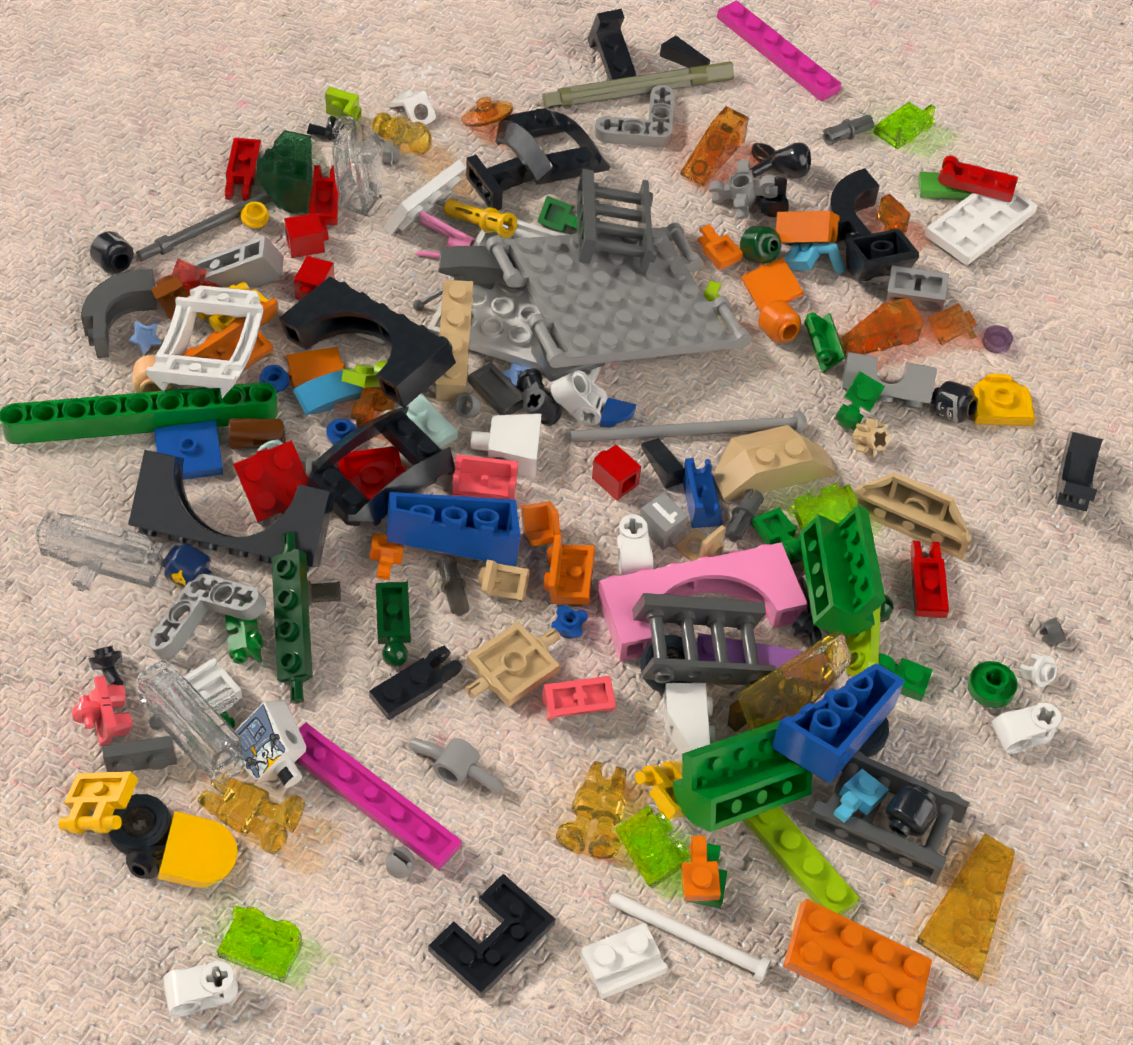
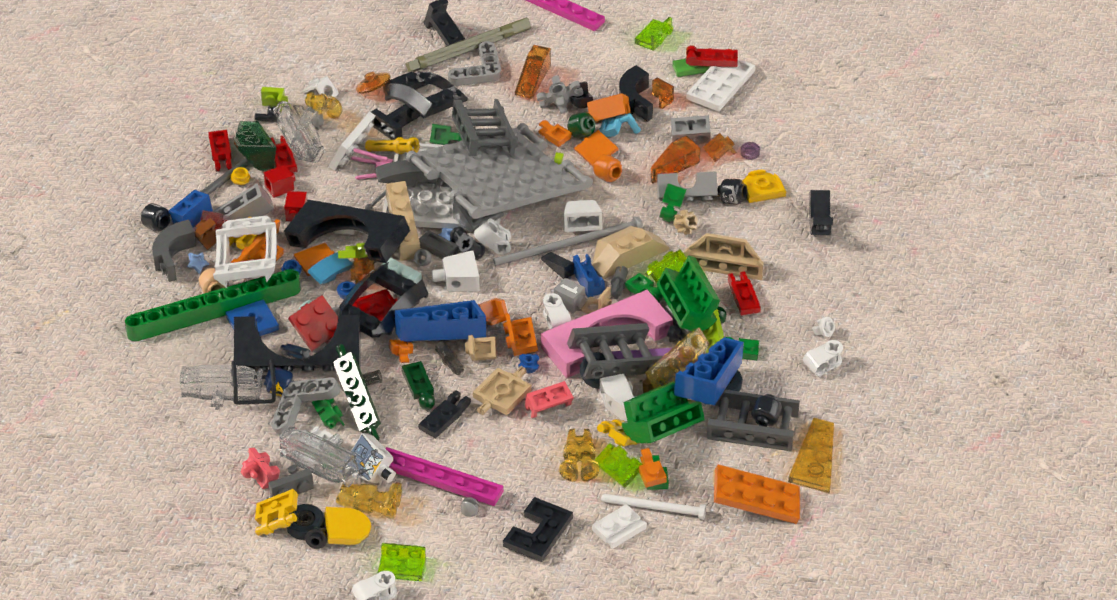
camera: 10 degrees left, 10 degrees down
(106, 659) = (249, 441): black plate -> none
(163, 250) = (191, 208): none -> blue hinge
(180, 540) = (264, 401): none -> black piece
(224, 524) = (295, 351): none -> black axle
(253, 433) = (291, 300): reddish brown arm -> none
(456, 763) = (485, 448): light grey piece -> none
(484, 477) = (448, 292): coral hinge -> none
(616, 412) = (519, 242): blue tile -> none
(616, 471) = (530, 274): red brick -> none
(682, 53) = (491, 19): black piece -> none
(719, 392) = (582, 216): none -> white torso
(791, 160) = (585, 70): black piece -> none
(802, 860) = (704, 451): lime plate -> none
(824, 340) = (639, 173): green hinge -> none
(847, 129) = (617, 44): dark grey axle -> none
(860, 793) = (734, 409): medium azure plate -> none
(876, 253) = (658, 114): black slope -> none
(992, 684) = (797, 339): green plate -> none
(1053, 632) = (826, 306): dark grey hinge -> none

